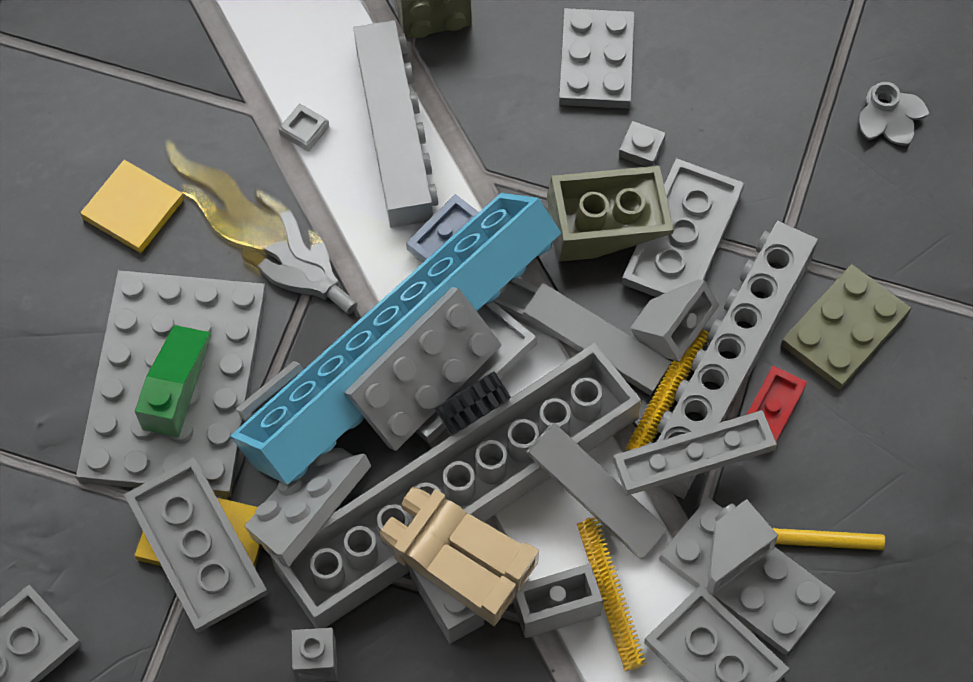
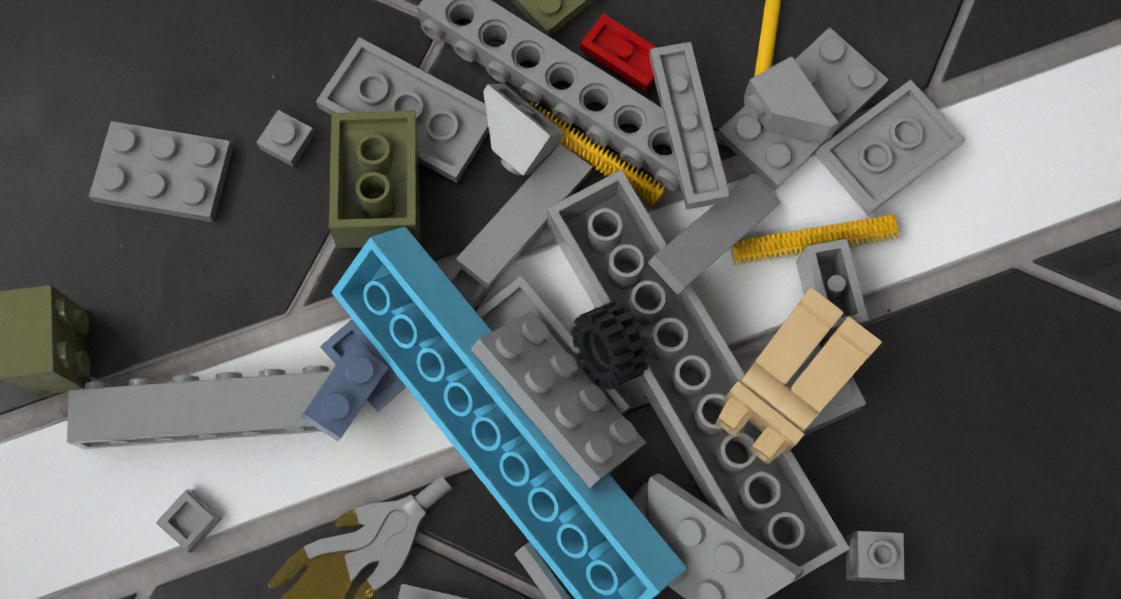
camera: 85 degrees left, 10 degrees up
(414, 211) = (344, 392): none -> sand blue plate

